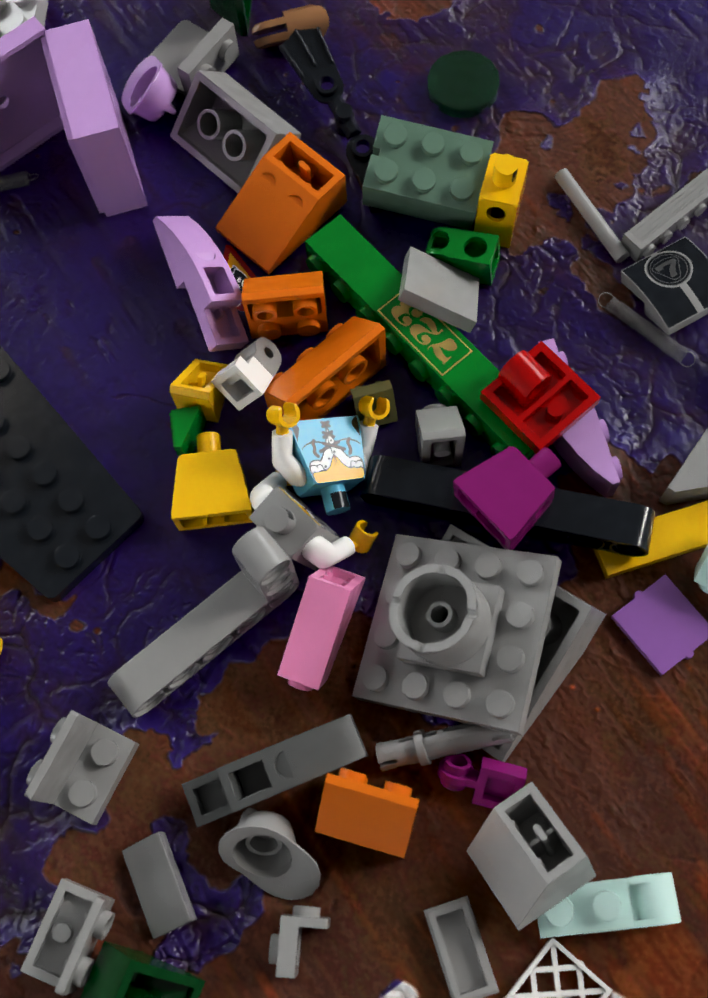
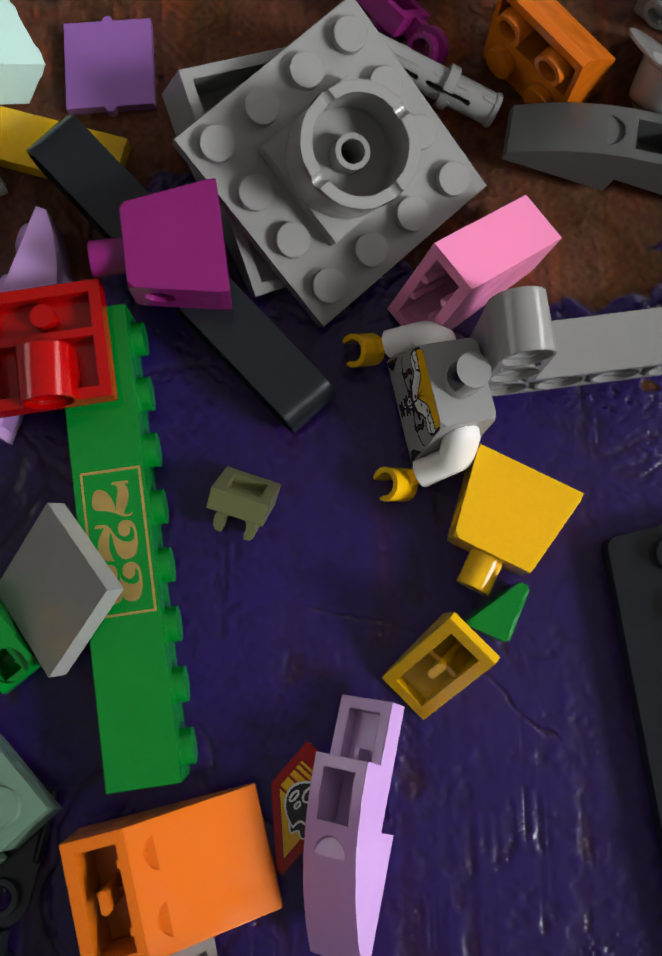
camera: 155 degrees left, 10 degrees up
(249, 373) = (372, 630): white leg -> none
(285, 305) = (262, 710): orange slope -> none
(325, 453) = (342, 458): torso -> none
(332, 368) = (275, 572): orange slope -> none
(440, 435) = (194, 397): light grey slope -> none

